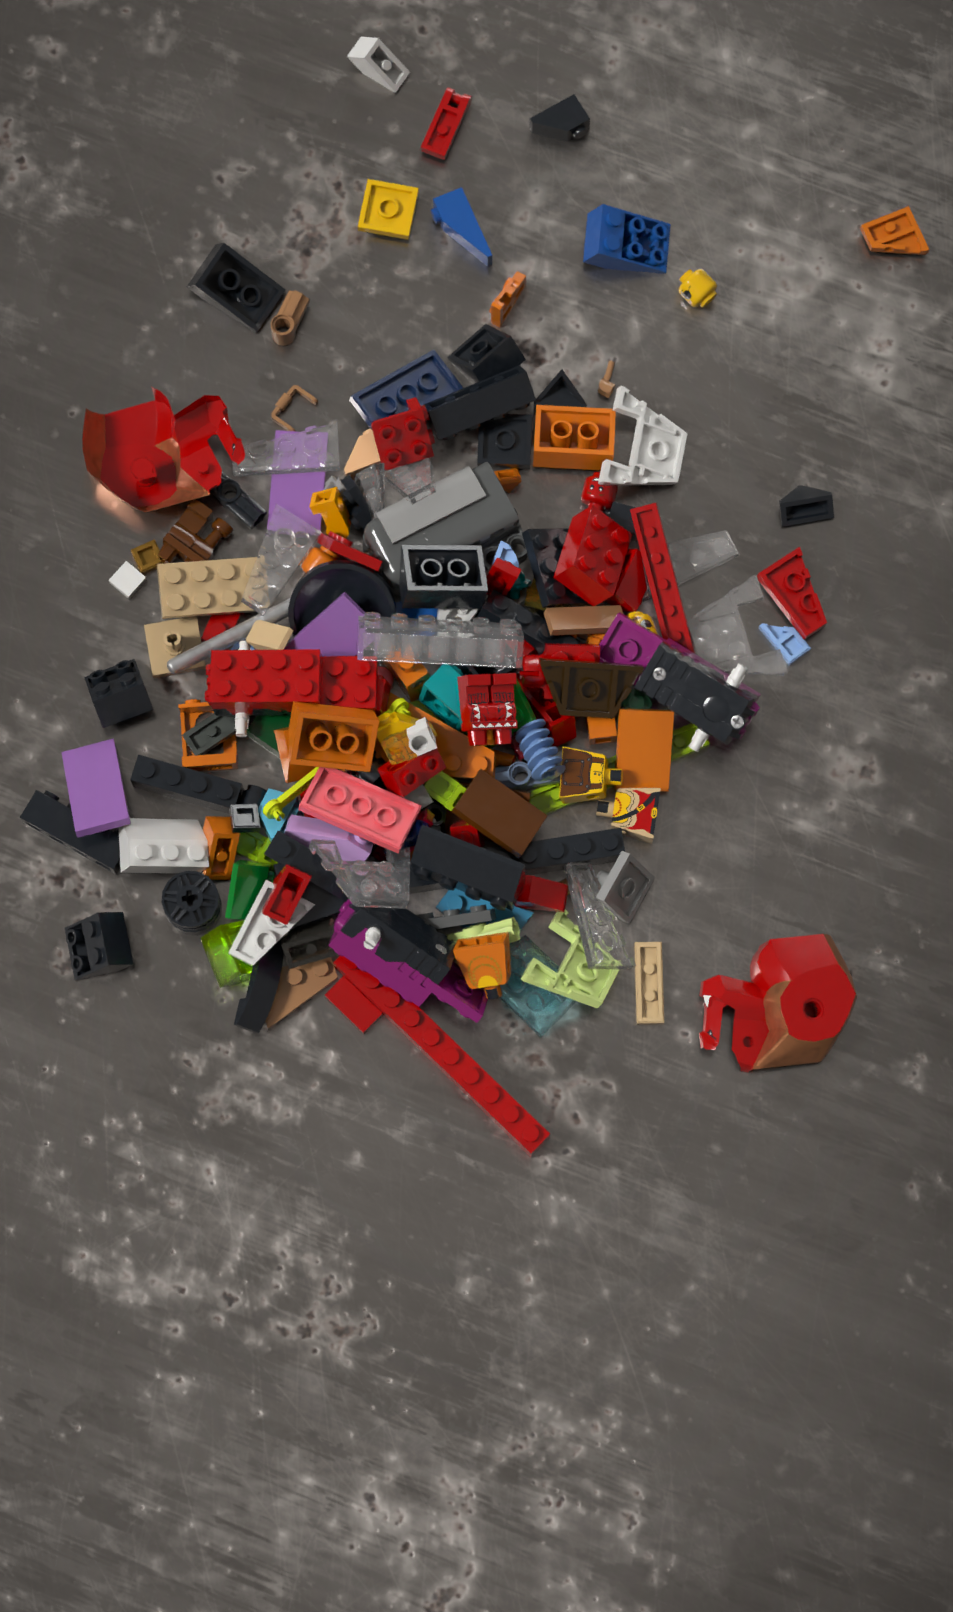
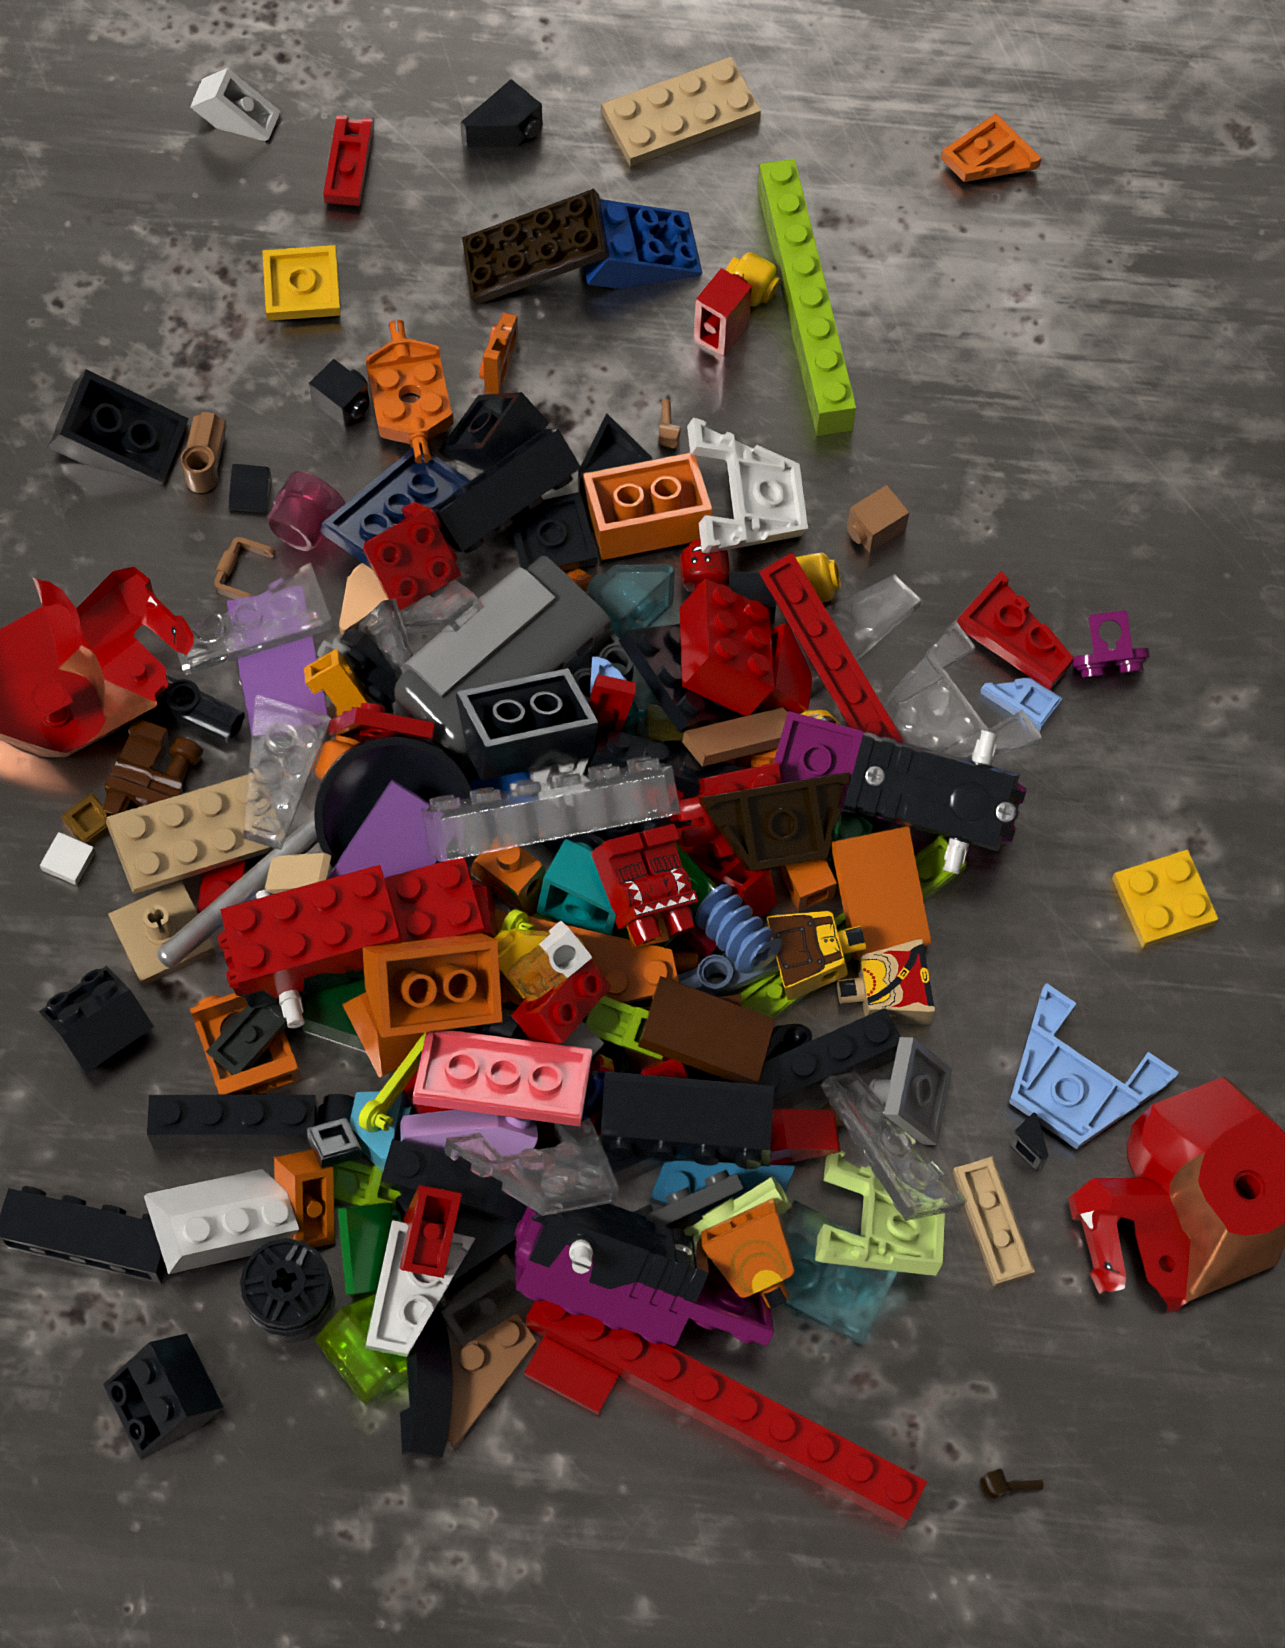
camera: 20 degrees left, 10 degrees down
(95, 788) = (98, 1161): medium lavender tile -> none
(313, 352) = (249, 488): none -> black slope
(342, 379) = (301, 510): none -> clear pink piece
(392, 299) = (340, 392): none -> black brick
(435, 292) = (407, 368): none -> orange plate
(460, 223) = (407, 277): blue slope -> none
(540, 503) = (633, 594): none -> clear light blue slope
(553, 227) = (535, 246): none -> dark brown tile
(553, 827) = (787, 1038): none -> black arm
(595, 1148) = (996, 1485): none -> dark brown hand
(667, 309) = (722, 311): none -> red brick
(674, 518) = (822, 574): none -> yellow head
(687, 939) = (1030, 1143): none -> black slope
(688, 145) = (680, 111): none -> tan plate
(725, 913) = (1069, 1090): none -> light blue wing
(726, 488) = (877, 519): none -> medium nougat brick
(730, 311) = (806, 298): none -> lime brick
(806, 505) = (992, 516): black slope -> none
(832, 803) = (1165, 898): none -> yellow plate
(863, 633) = (1123, 655): none -> magenta bracket

